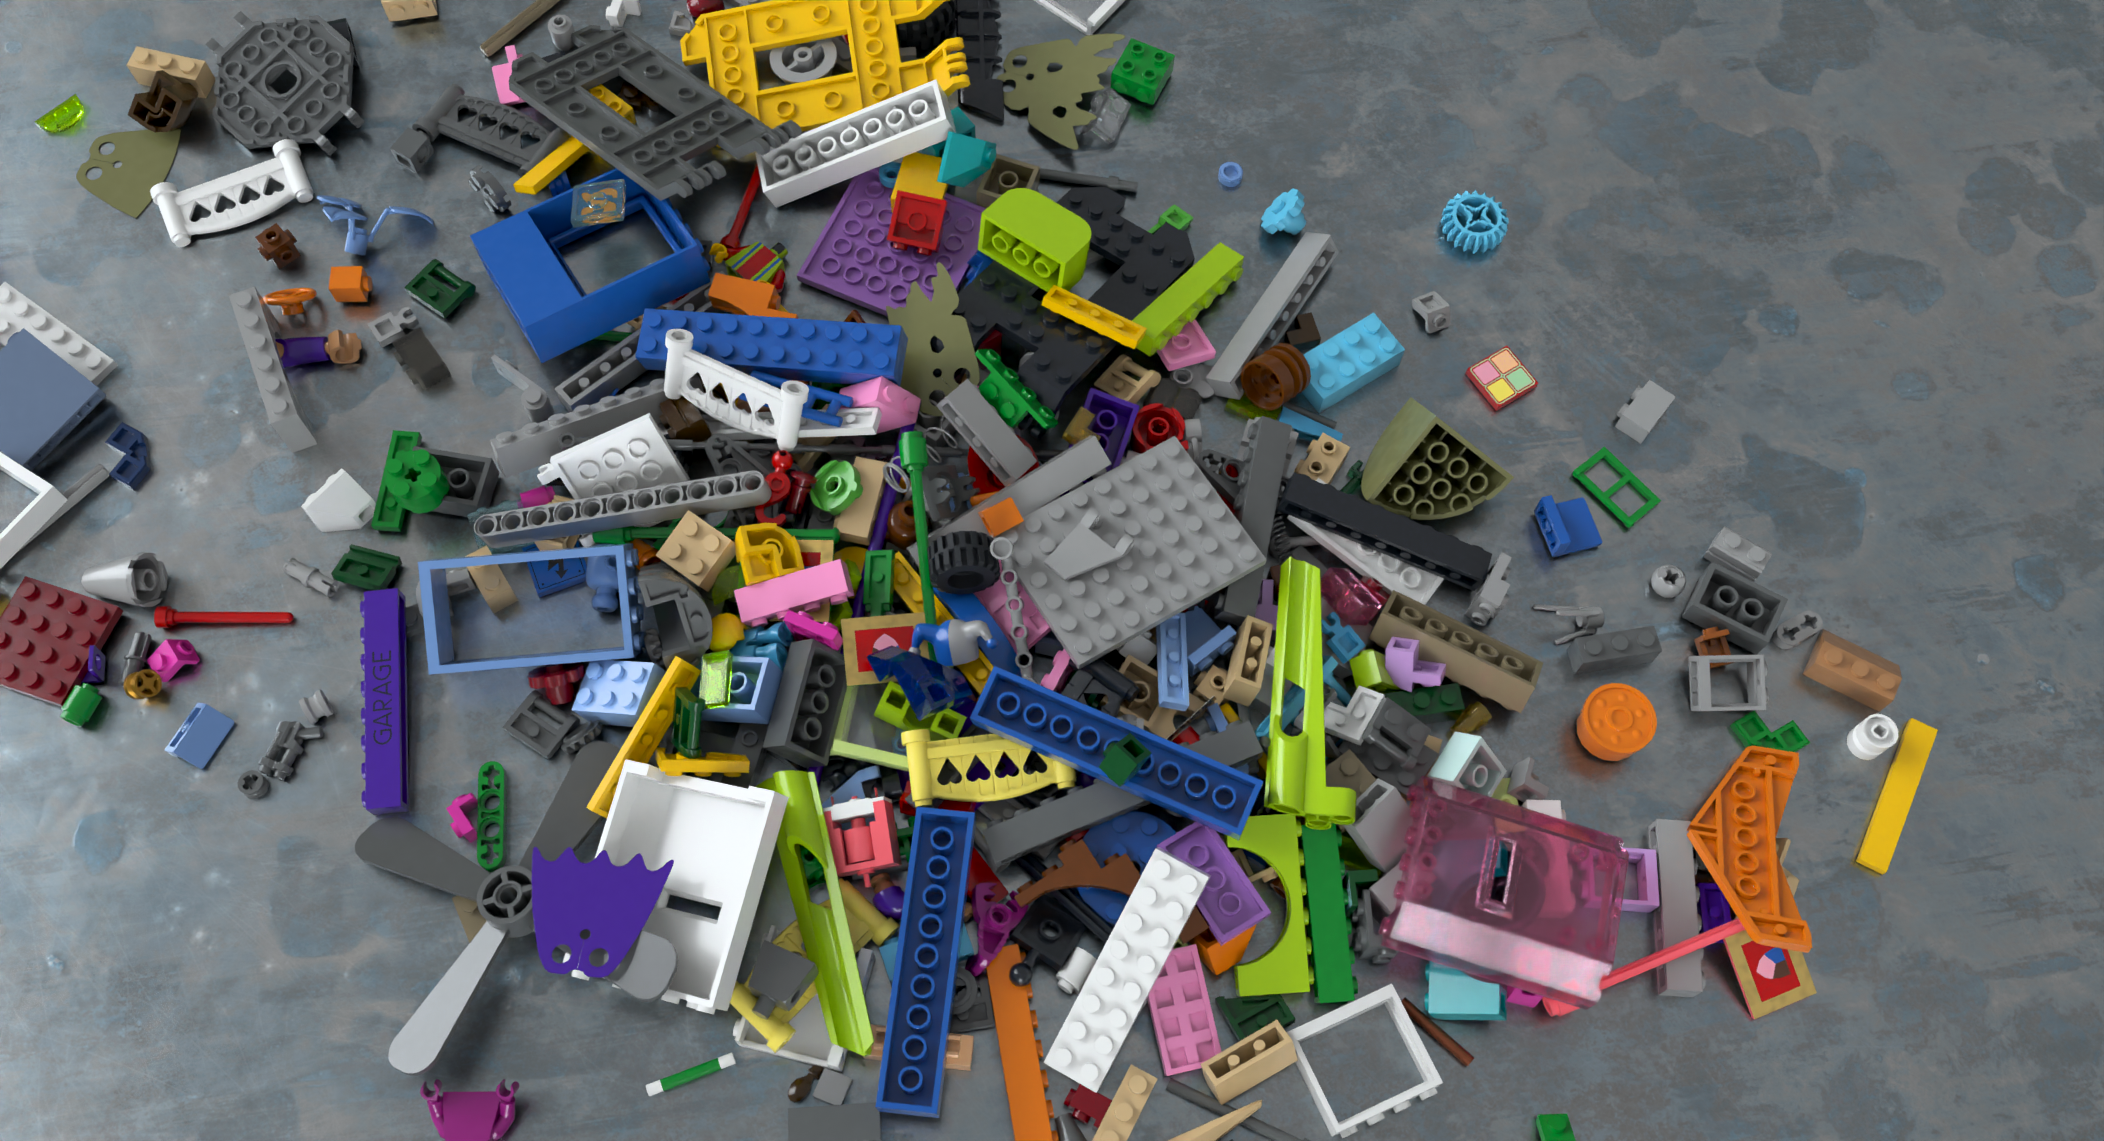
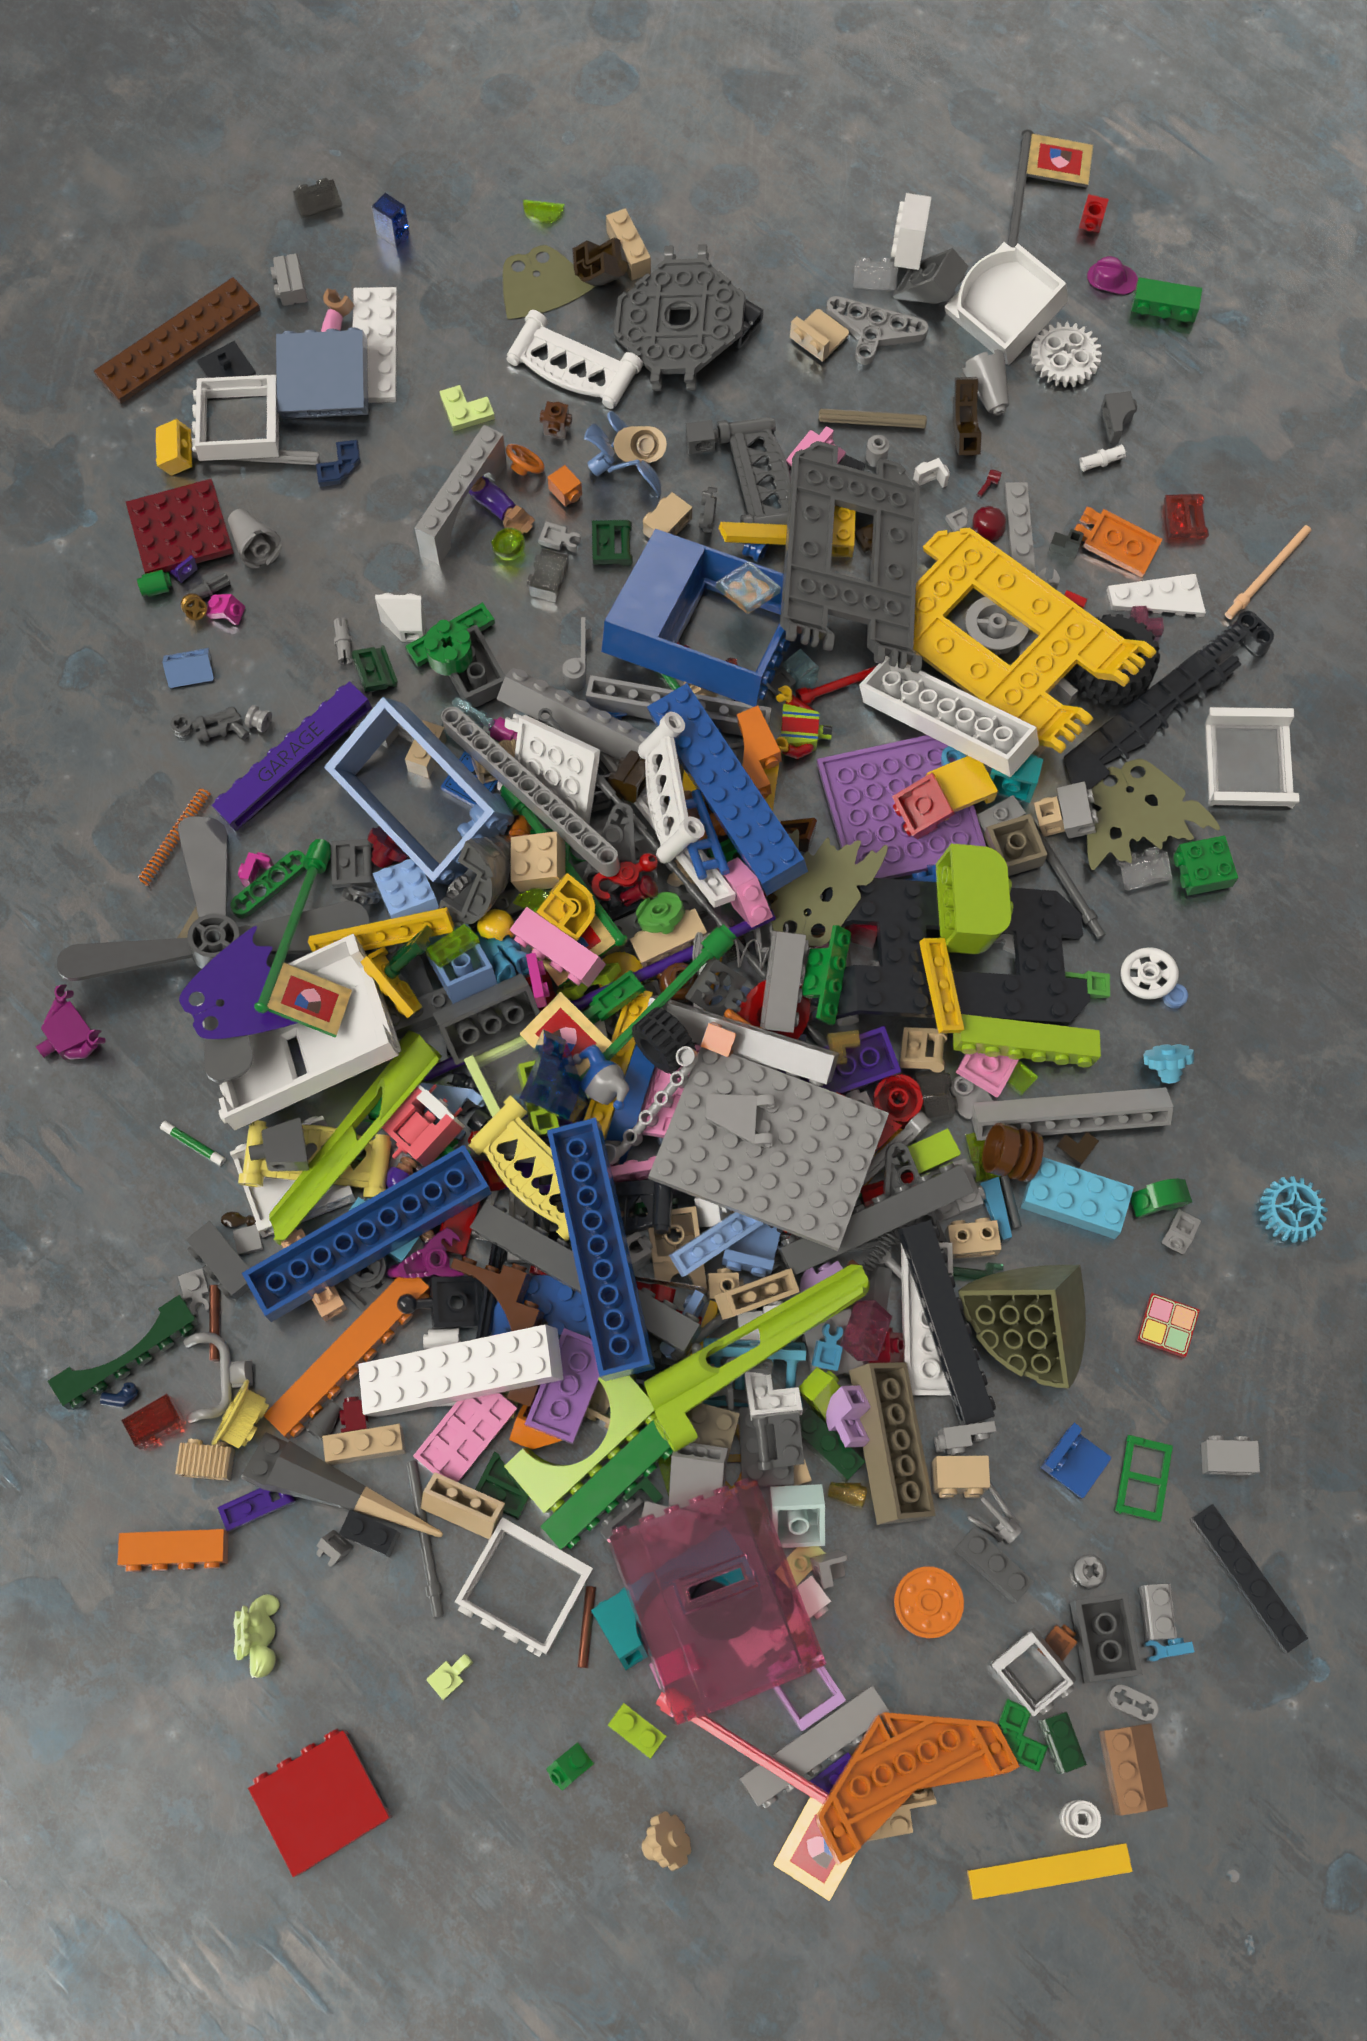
camera: 55 degrees right, 5 degrees up
(166, 617) = (249, 581): red piece -> none
(190, 318) = (463, 413): none -> yellowish green plate
(347, 818) = (171, 834): none -> orange piece
(358, 369) = (508, 544): none -> clear neon green hair
(373, 195) = (640, 443): none -> tan piece
(462, 220) = (669, 516): none -> tan brick
(627, 859) = (294, 991): none -> flag
(706, 226) = (802, 669): none -> clear light blue brick
(965, 159) = (1001, 797): teal slope -> none
(1007, 143) = (1049, 816): none -> tan brick
(1016, 122) = (1076, 809): none -> light grey brick
(1124, 759) = (588, 1255): dark green brick -> none
(1186, 161) = (1155, 991): none -> white plate
(1212, 330) = (1021, 1078): none -> clear neon green tile
(1224, 434) = (934, 1151): none -> lime panel
(1394, 302) = (1160, 1196): none -> green brick
(1524, 617) = (960, 1476): none -> tan brick
(1564, 1051) = (637, 1730): none -> lime brick
(1683, 1097) = (667, 1841): none -> tan plant
(1750, 471) = (1249, 1578): none -> black plate
(1774, 567) = (1174, 1648): none -> dark azure plate
(1799, 704) = (1062, 1742): none -> dark green brick

